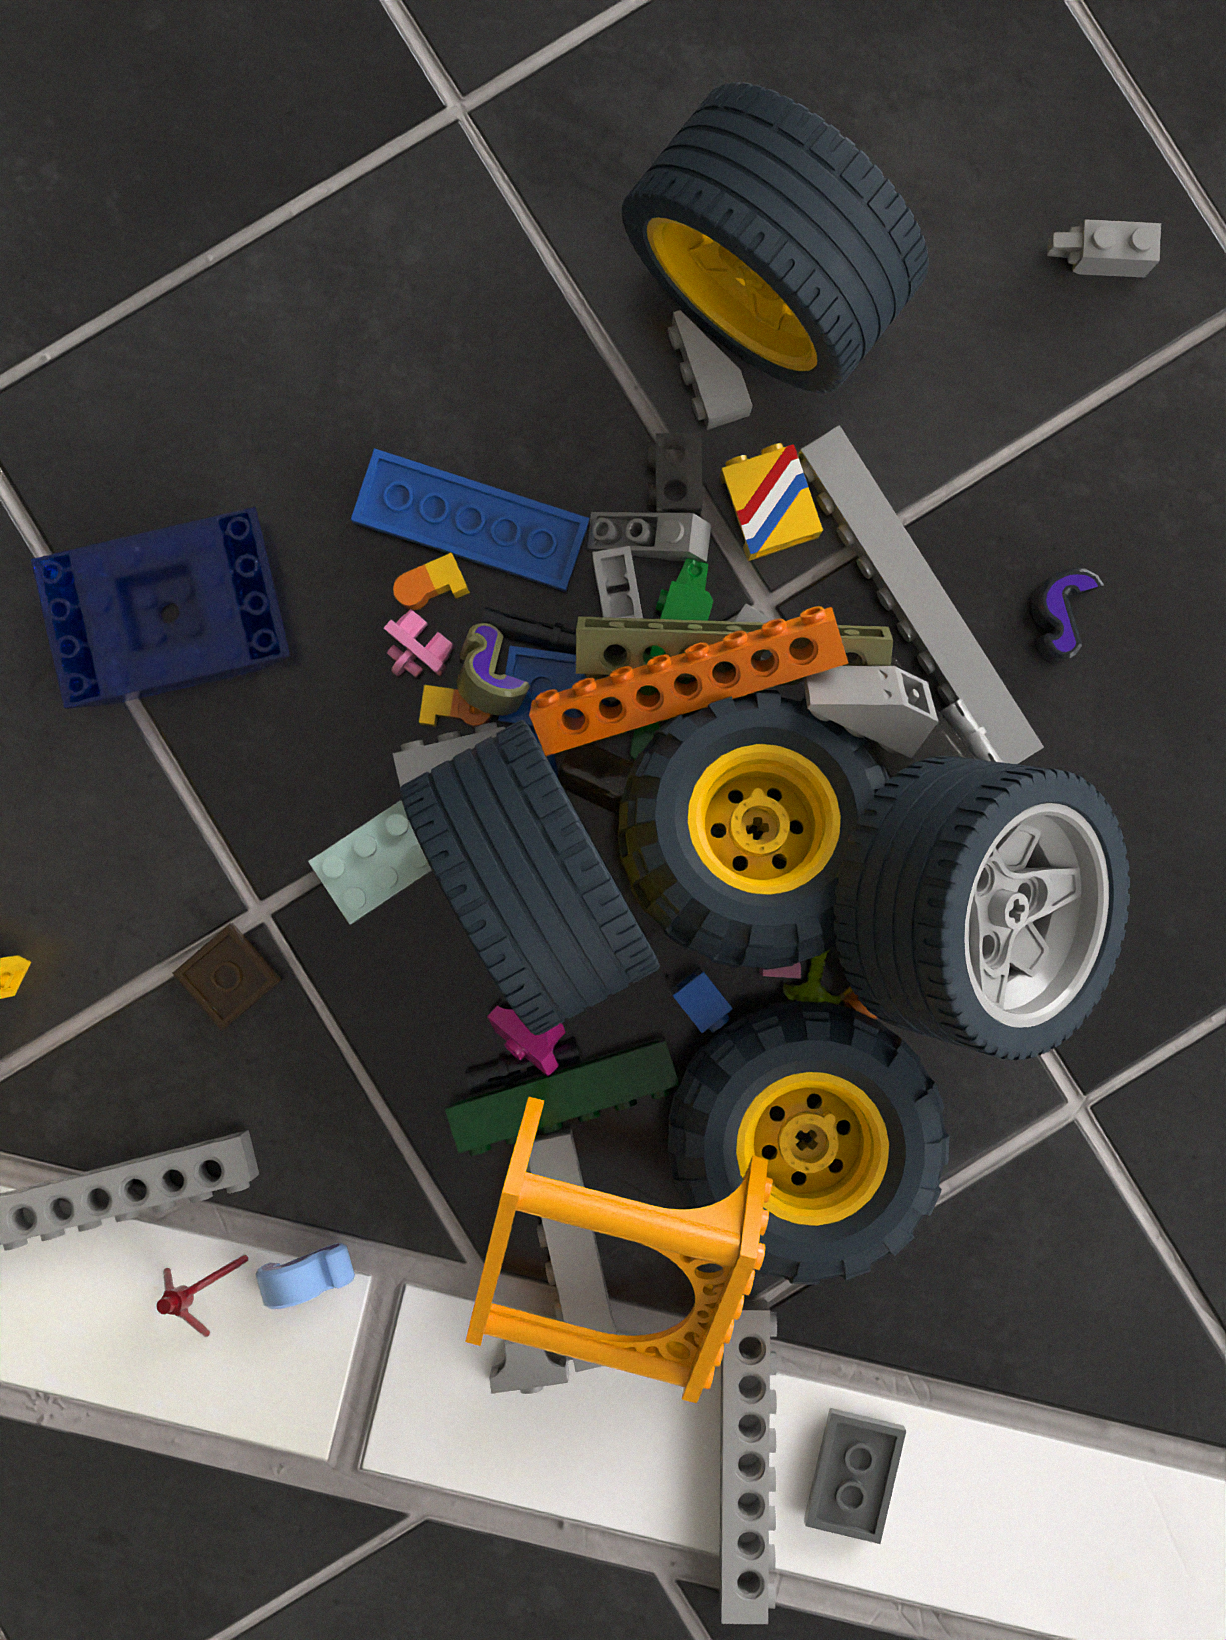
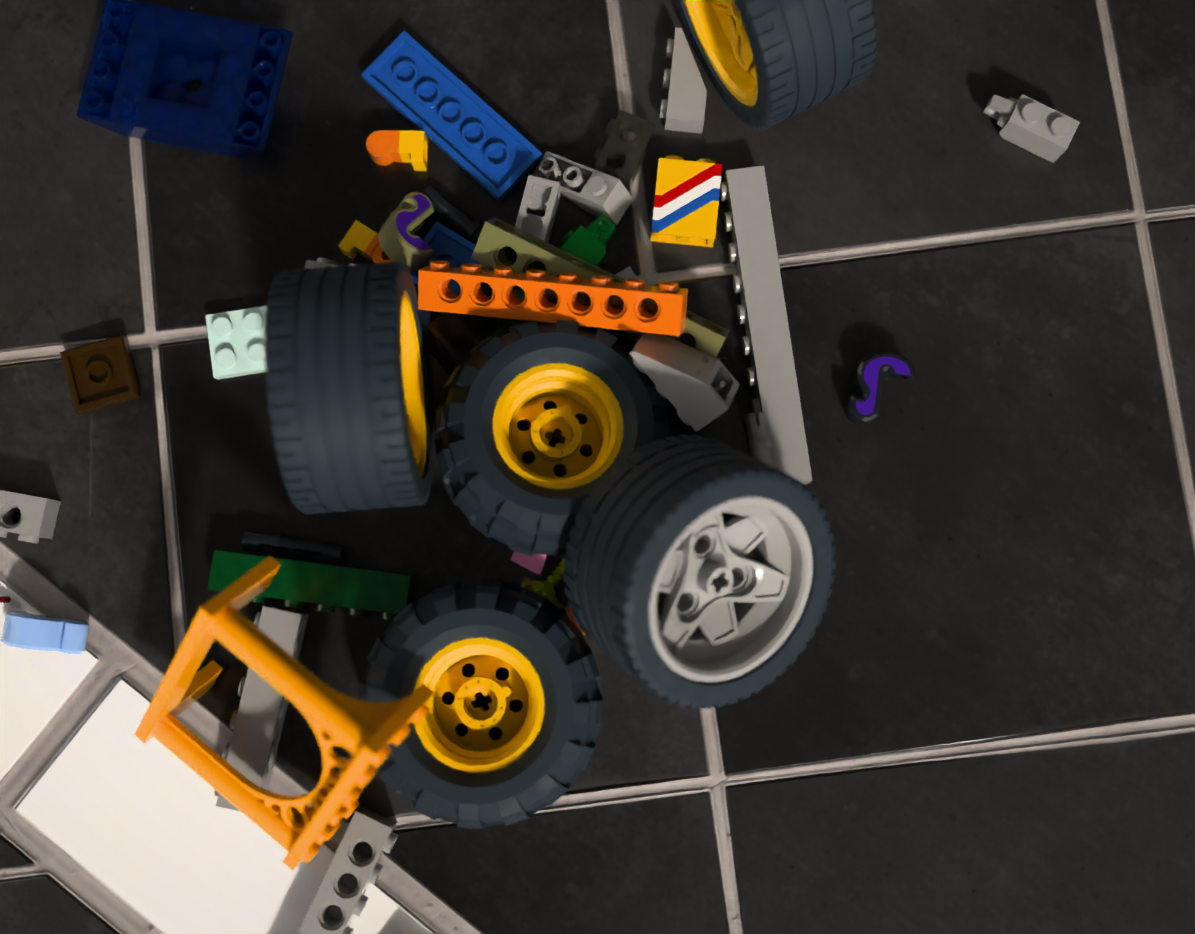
camera: 25 degrees right, 5 degrees down
(406, 632) = (363, 176): bright pink hips -> none
(523, 1043) = (309, 529): dark pink brick -> none
(527, 1369) = (181, 787): light grey brick -> none
(702, 1001) = (453, 556): blue brick -> none

